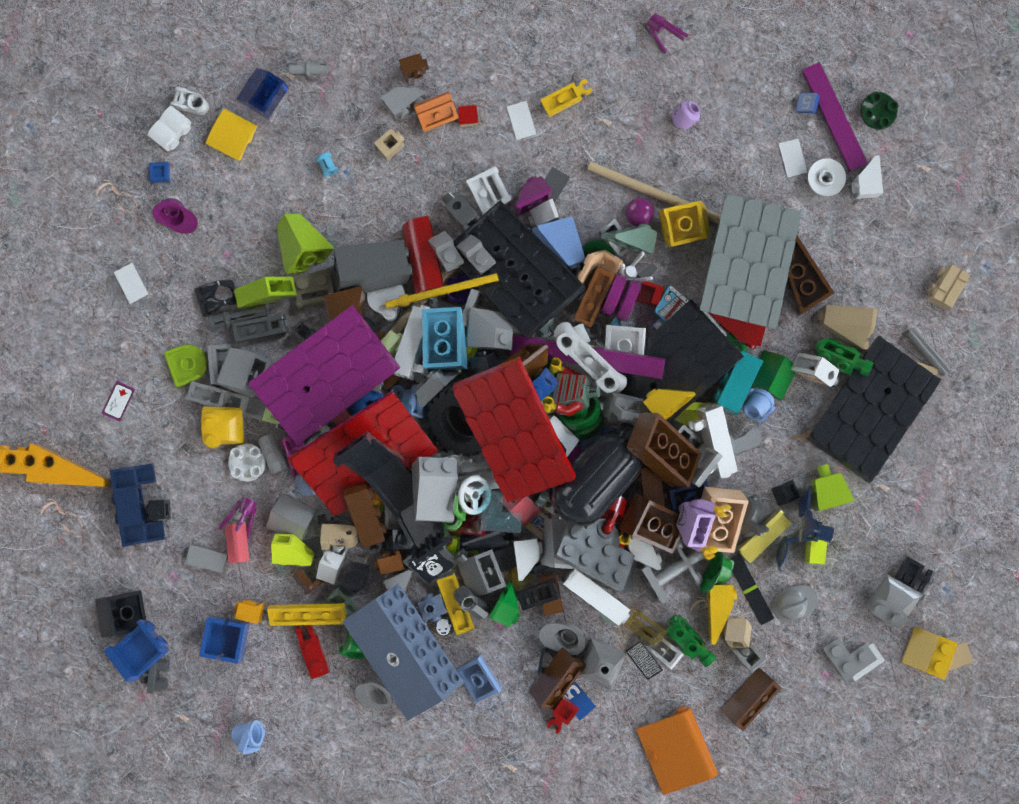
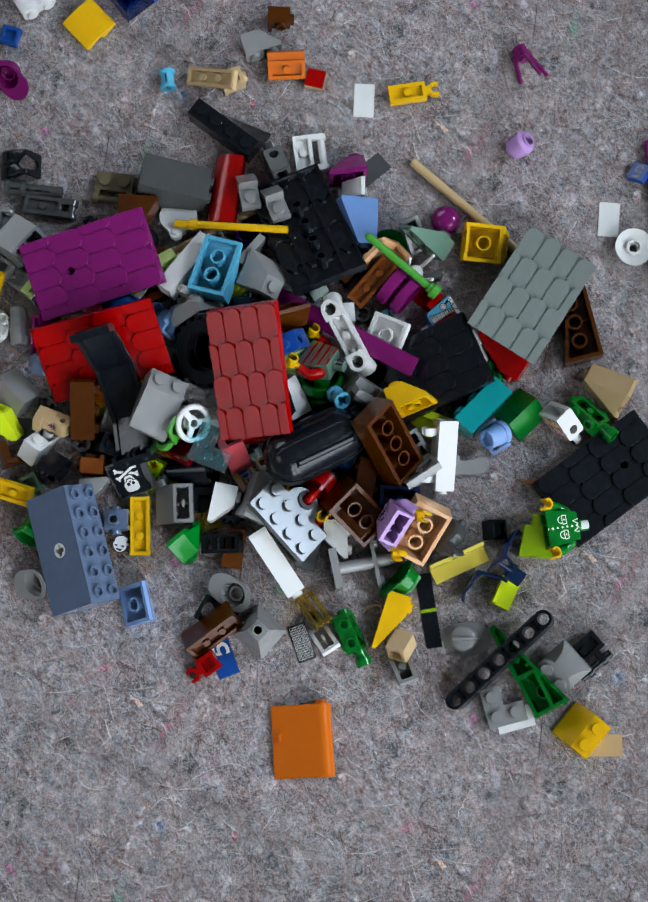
camera: 15 degrees right, 5 degrees down
(264, 291) = (67, 174): lime slope -> none
(300, 244) = (116, 143): lime slope -> none
(370, 149) = (212, 77): none -> tan tile
(408, 196) = (231, 133): none -> black wedge
(471, 603) = (155, 529): dark grey piece -> none
(605, 424) = (337, 396): none -> medium azure bush
(653, 286) = (431, 288): none -> bright green piece
(750, 699) = (392, 716): reddish brown panel -> none
(833, 625) = (490, 663): none -> black beam
(850, 474) = (560, 527): none -> green torso
(877, 629) = (537, 688): none -> green wedge

